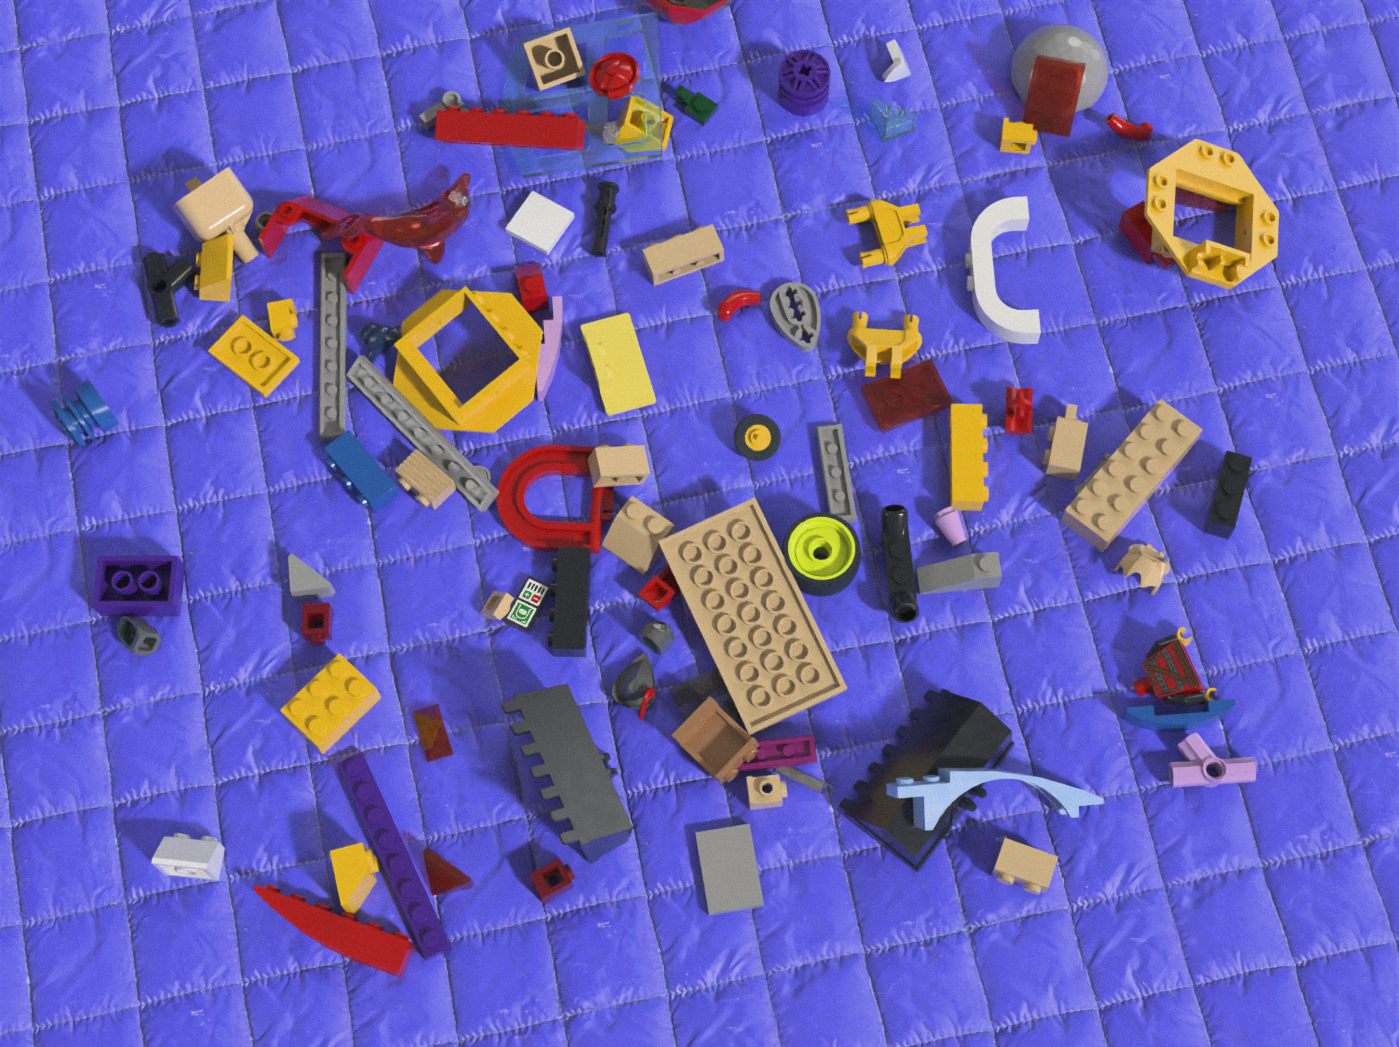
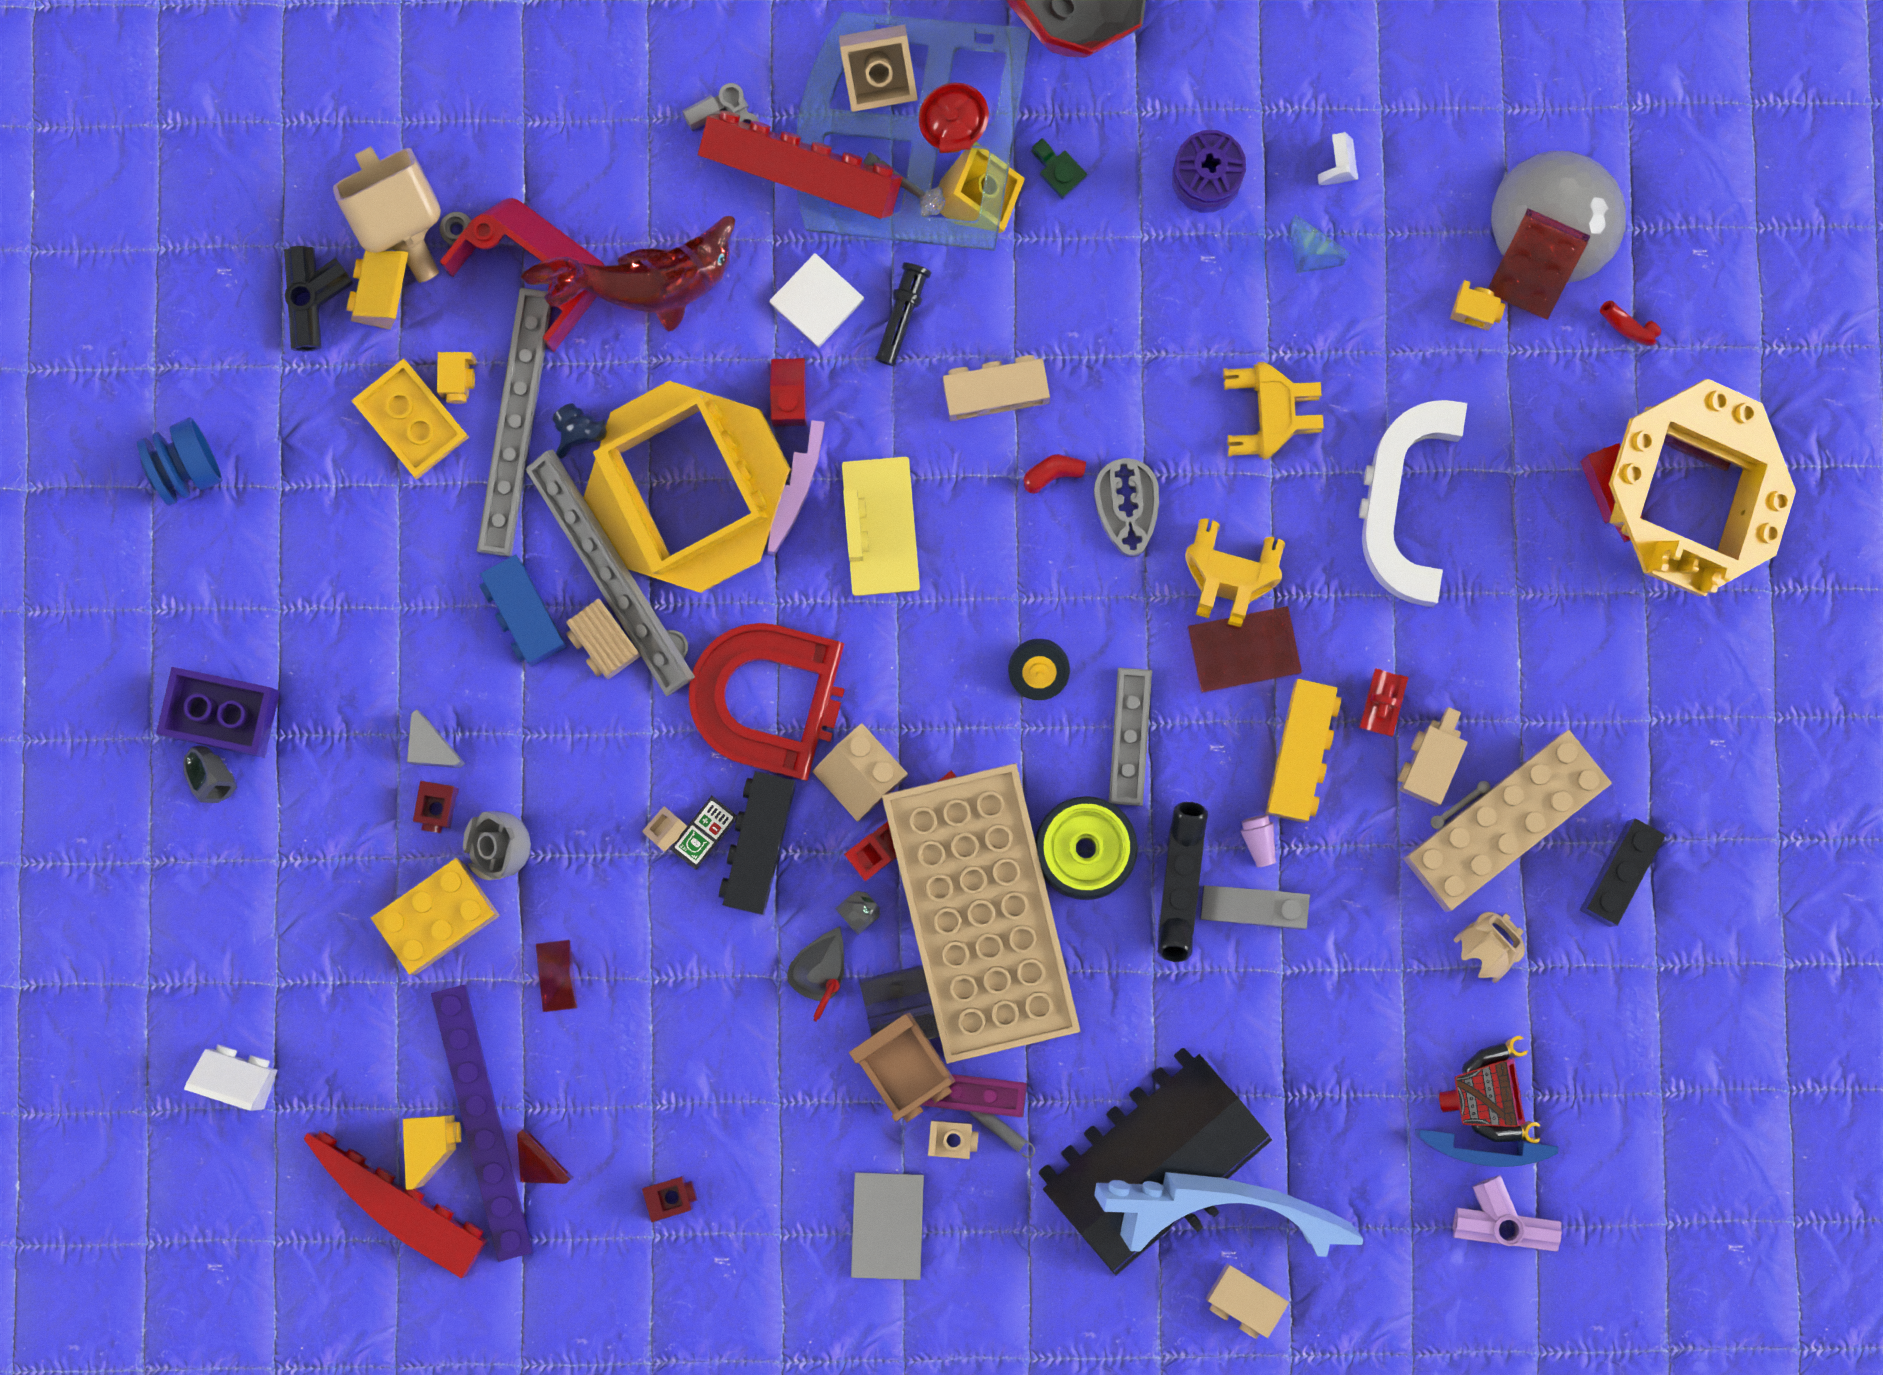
camera: 10 degrees right, 15 degrees up
(369, 639) = (496, 845): none -> light grey cylinder
(573, 768) = (714, 1076): black piece -> none
(618, 465) = (852, 673): tan brick -> none

